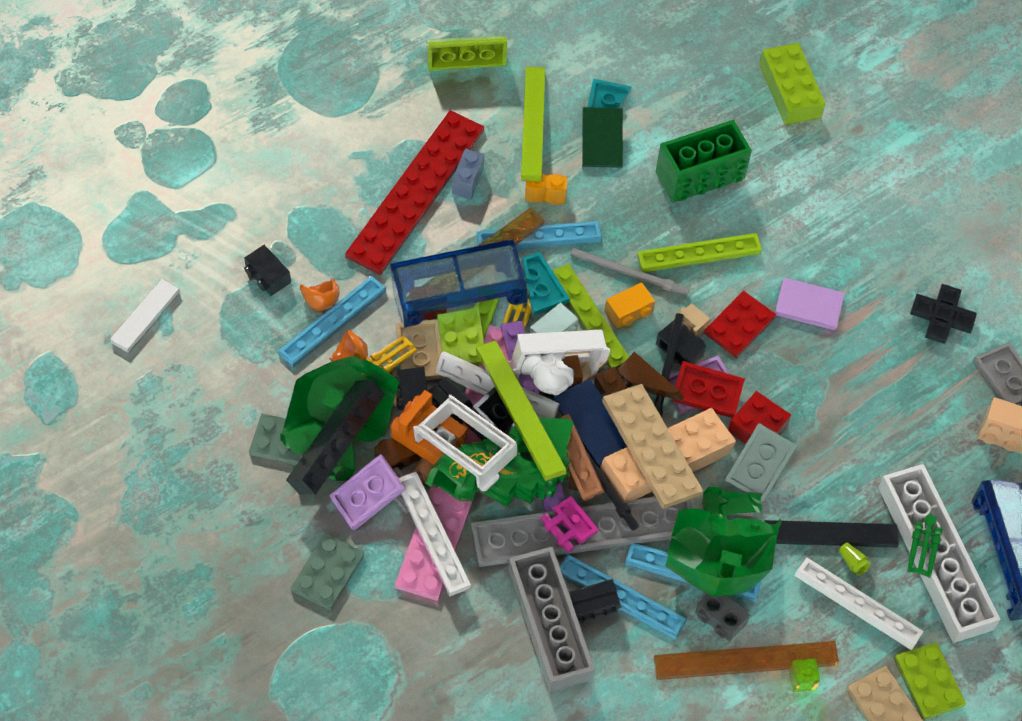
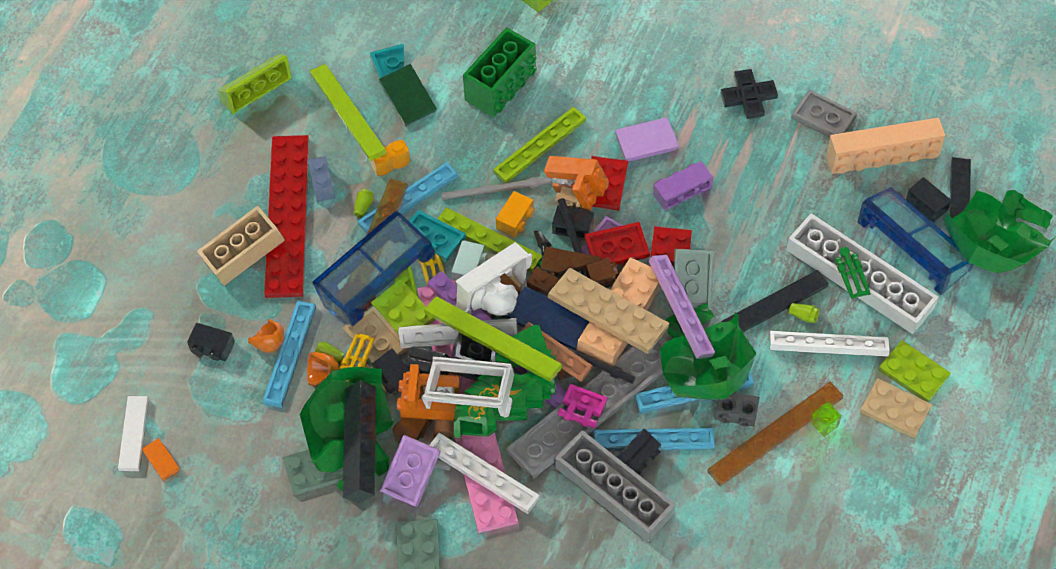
camera: 25 degrees left, 0 degrees up
(152, 353) = (160, 459): none -> orange tile
(350, 195) = (240, 245): none -> tan brick
(369, 338) = (325, 347): none -> lime cone
(492, 217) = (363, 201): none -> lime cone
(640, 345) = (541, 241): none -> black bar
(673, 407) = (603, 272): none -> reddish brown piece
(714, 303) = (581, 175): none -> orange brick
(729, 483) = (681, 306): none -> lavender plate
(814, 367) = (682, 185): none -> medium lavender brick

